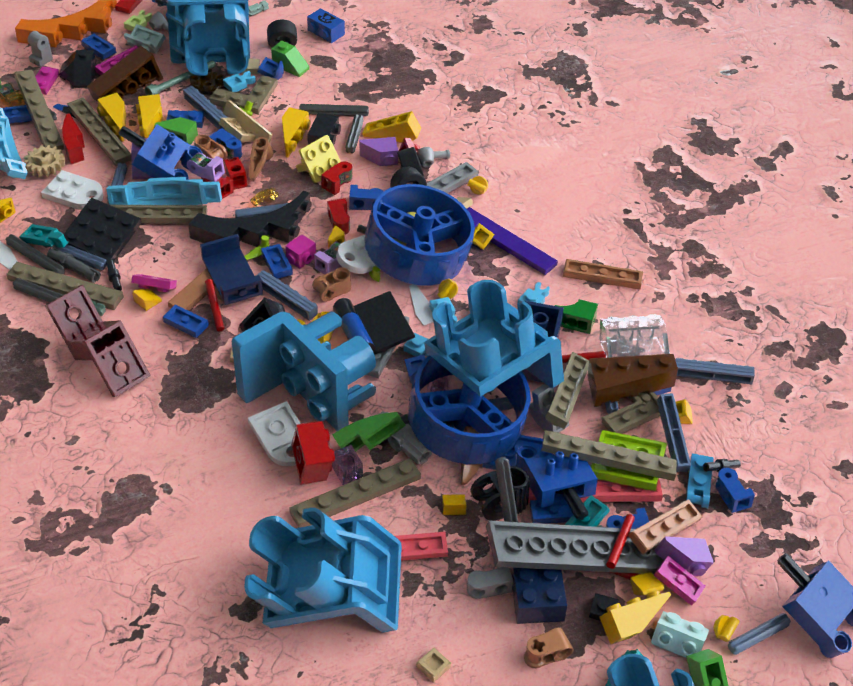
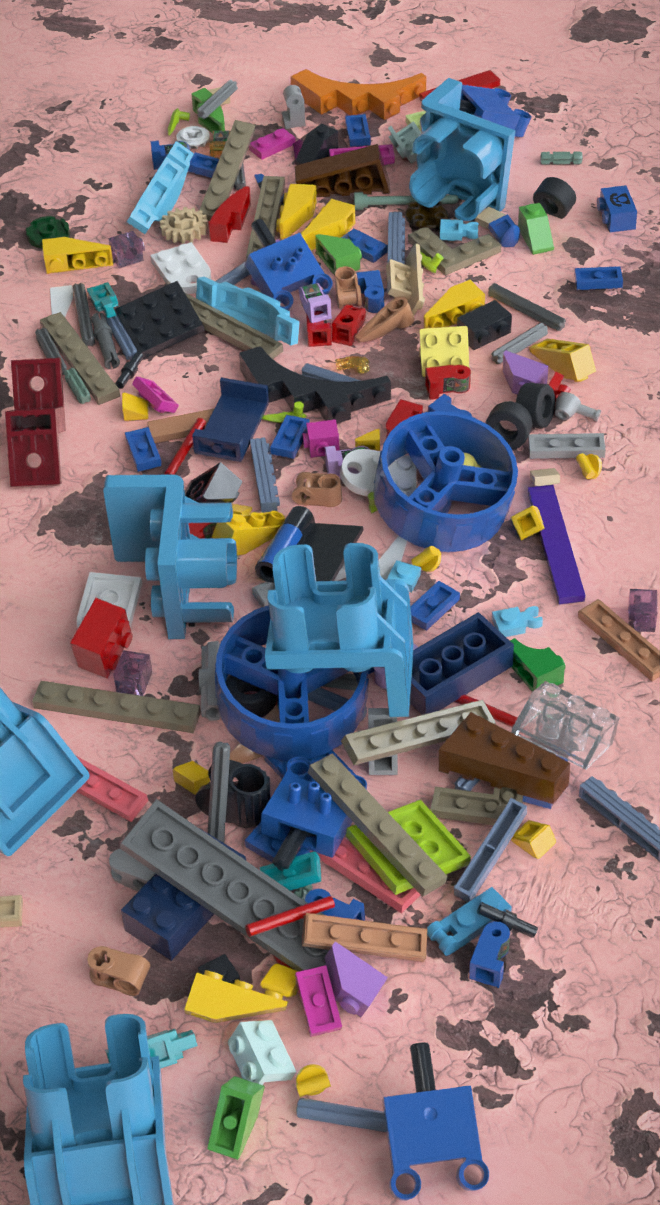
camera: 45 degrees right, 0 degrees up
(21, 194) = (126, 249): none -> clear purple brick
(359, 72) = (598, 278): none -> blue plate
(369, 431) = (177, 652): bright green slope -> none
(598, 250) = (643, 609): none -> clear purple brick

